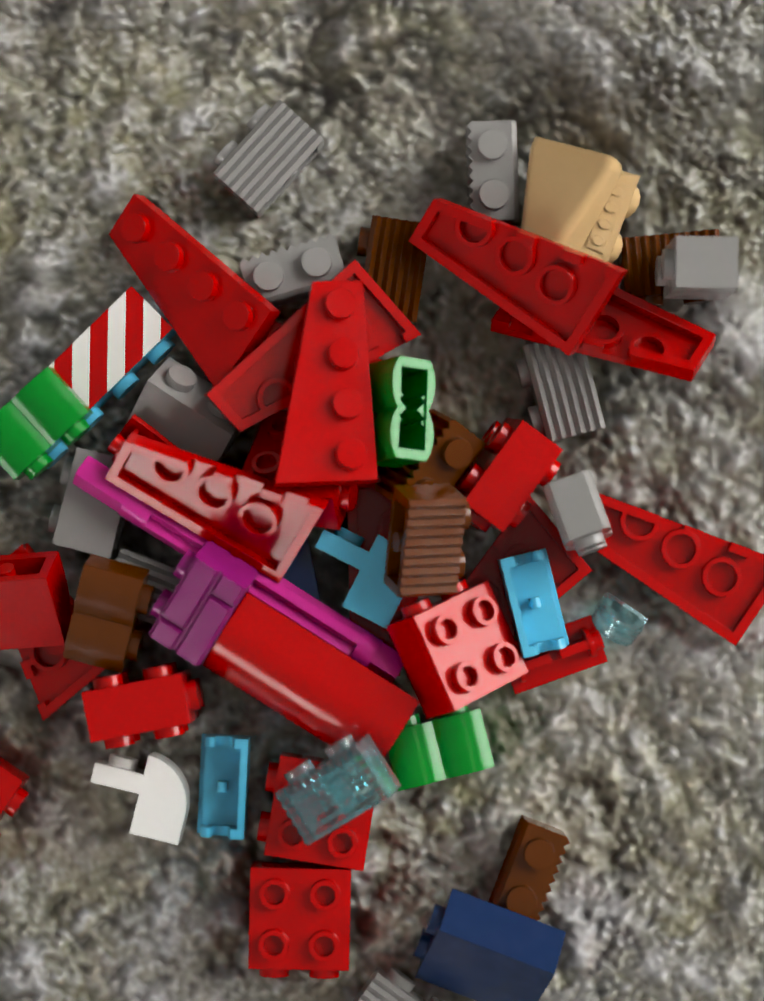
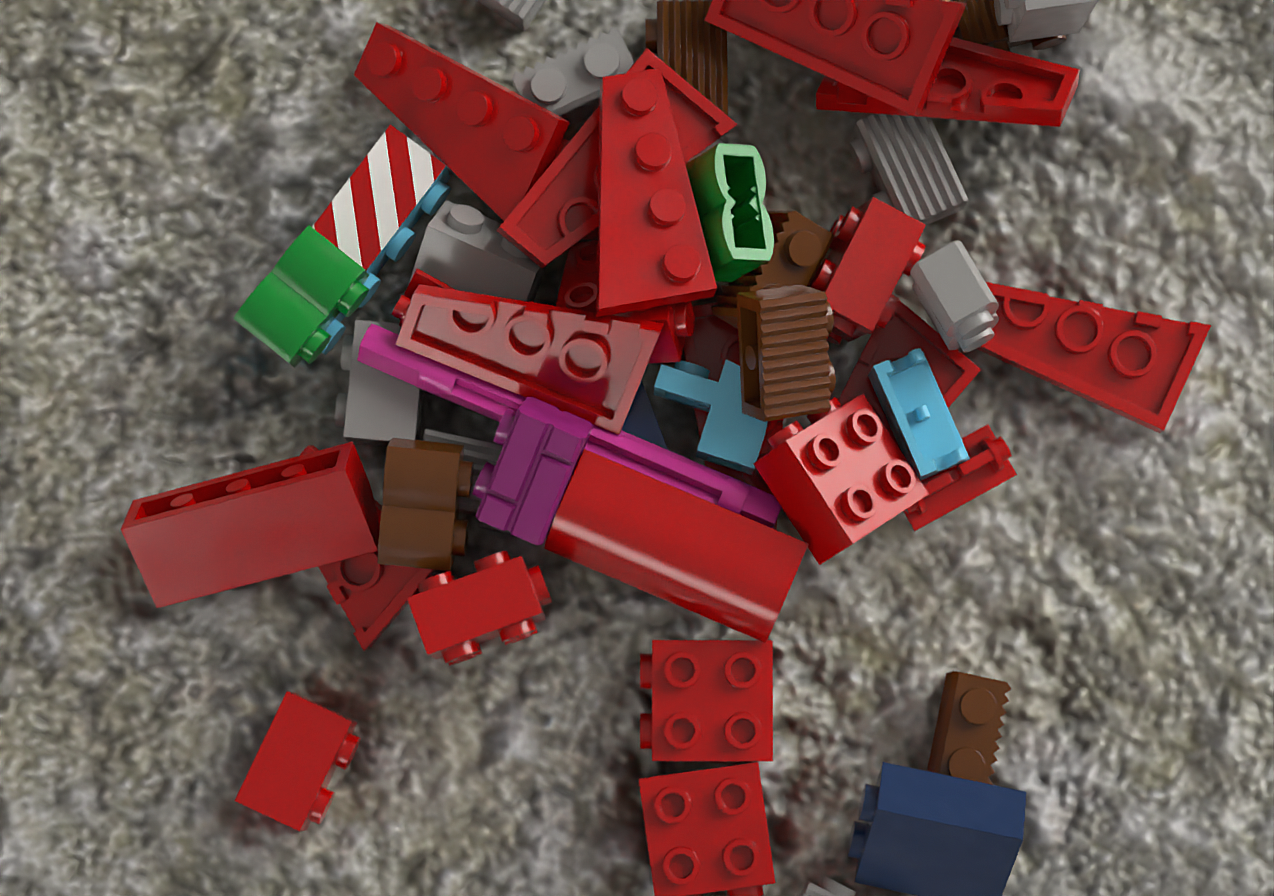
camera: 10 degrees left, 5 degrees down
(162, 793) = (519, 714): white brick -> none
(224, 785) = (589, 692): medium azure hinge -> none
(337, 788) = (728, 660): clear light blue brick -> none
(440, 748) = (838, 605): green brick -> none
(617, 620) = (1021, 423): clear light blue tile -> none

